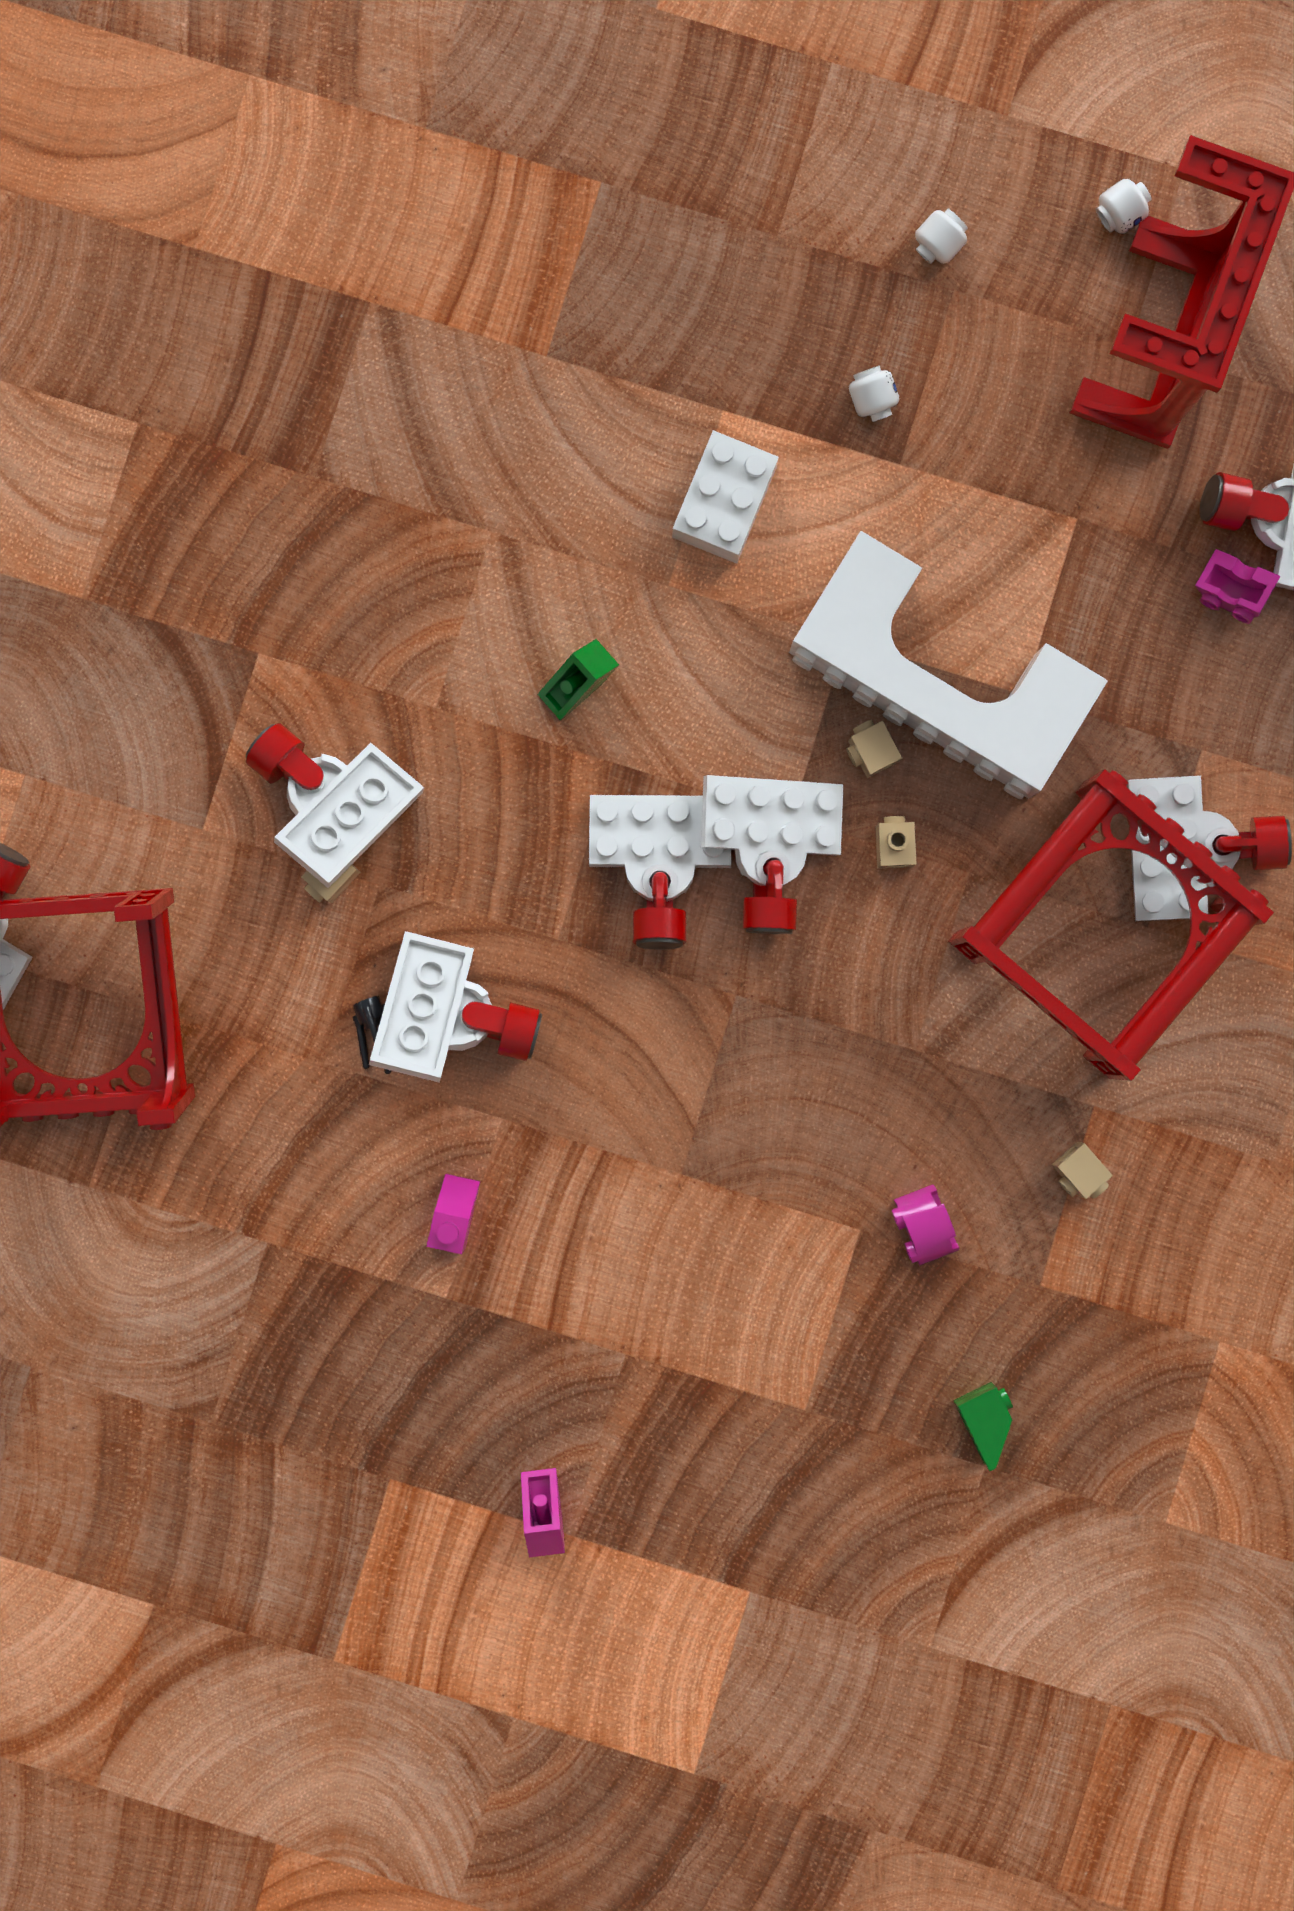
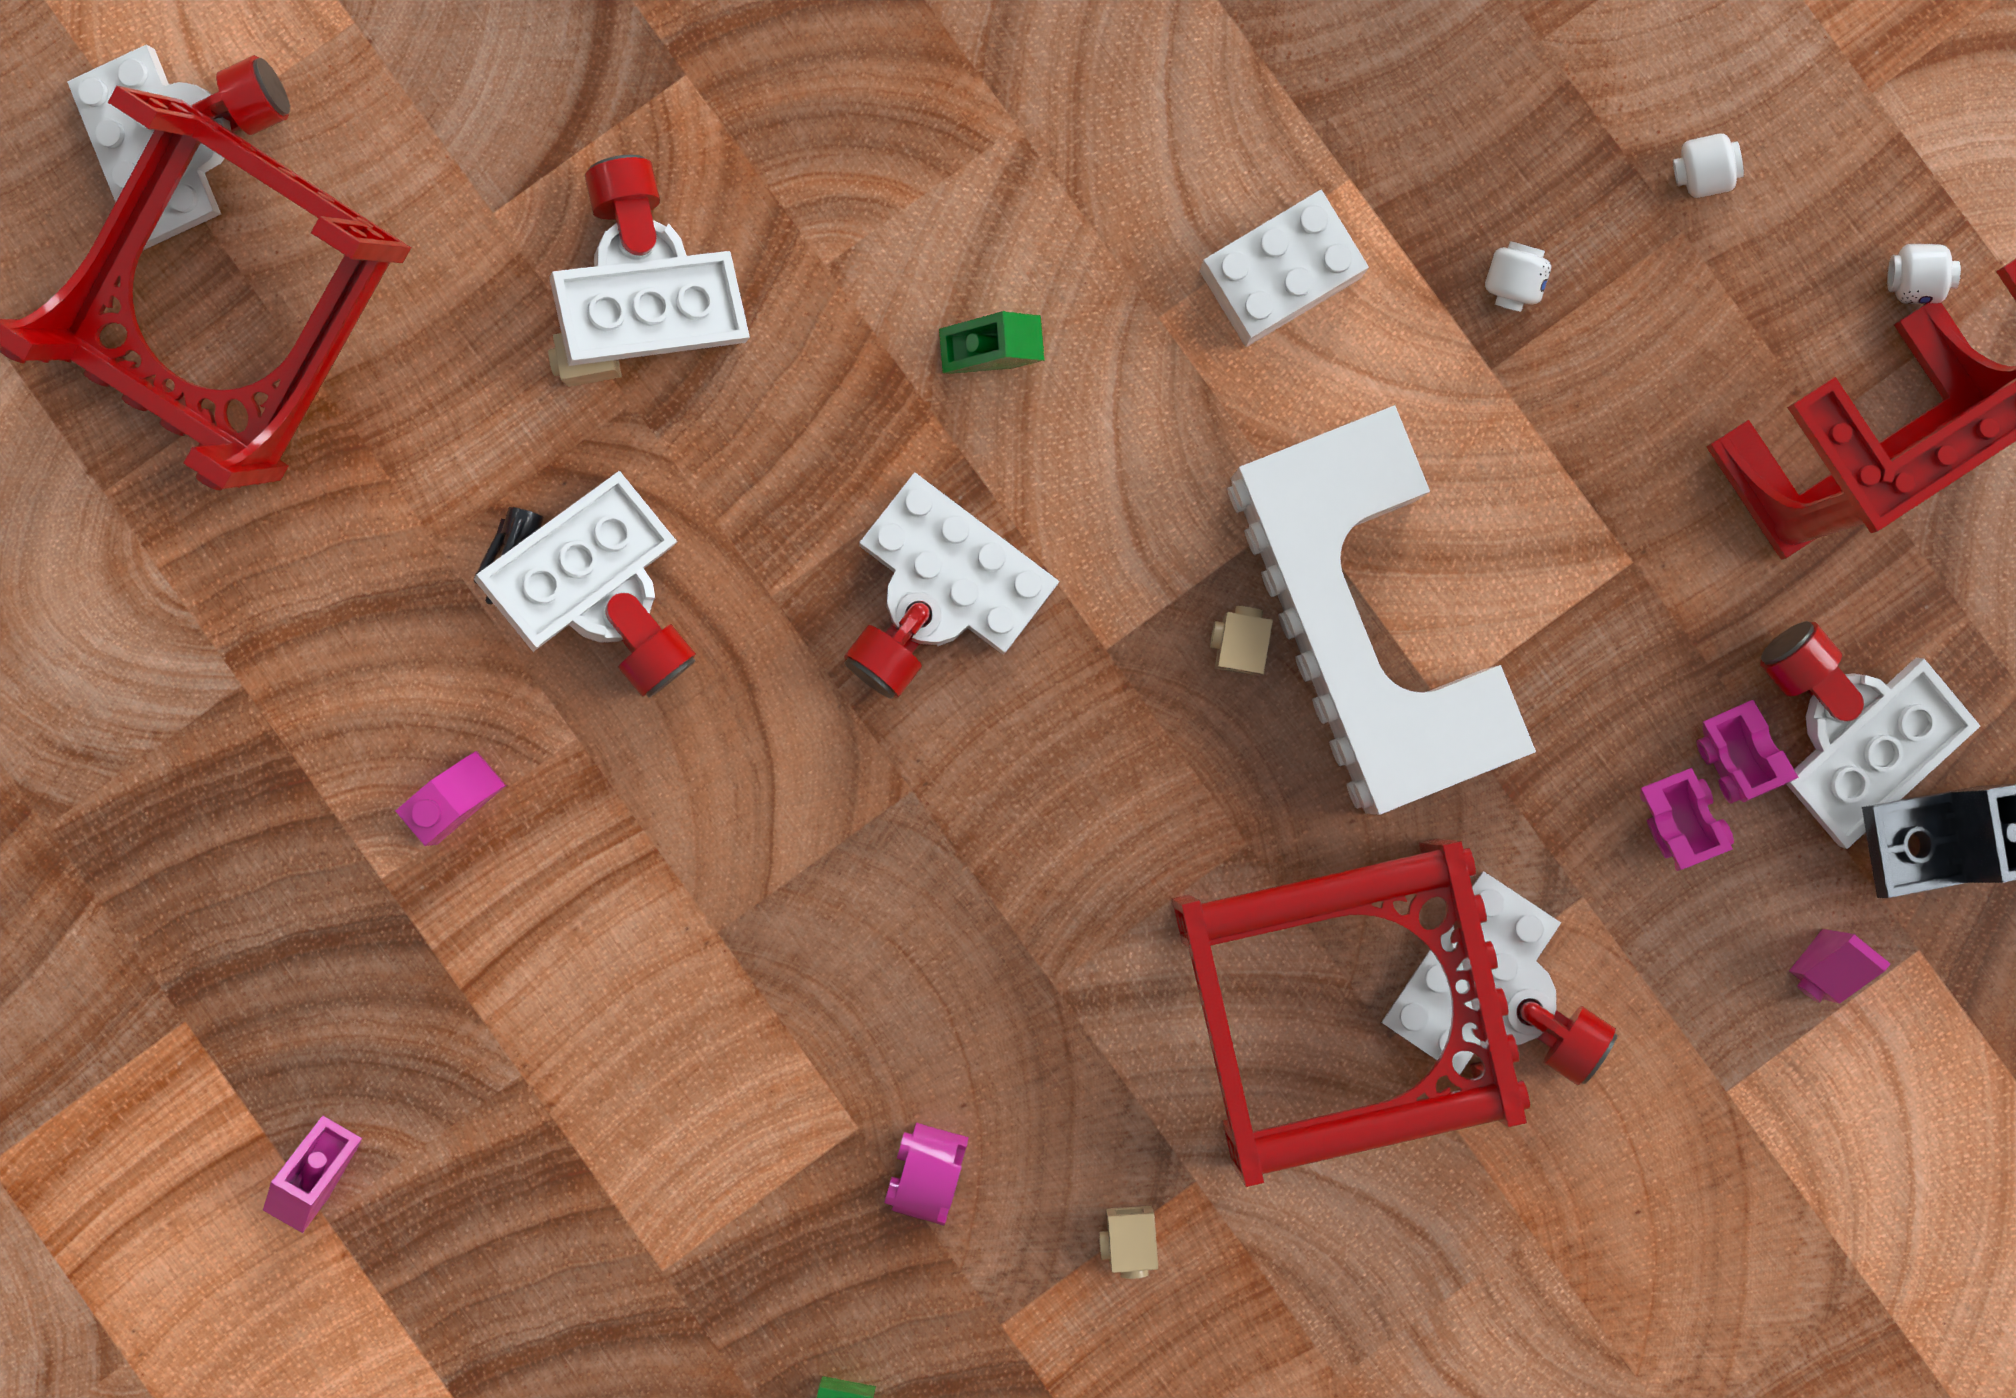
camera: 30 degrees right, 0 degrees up
(772, 832) = (1071, 650): white plate -> none
(895, 843) = (1192, 756): tan brick -> none
(1229, 656) = (1683, 820): none -> dark pink cylinder

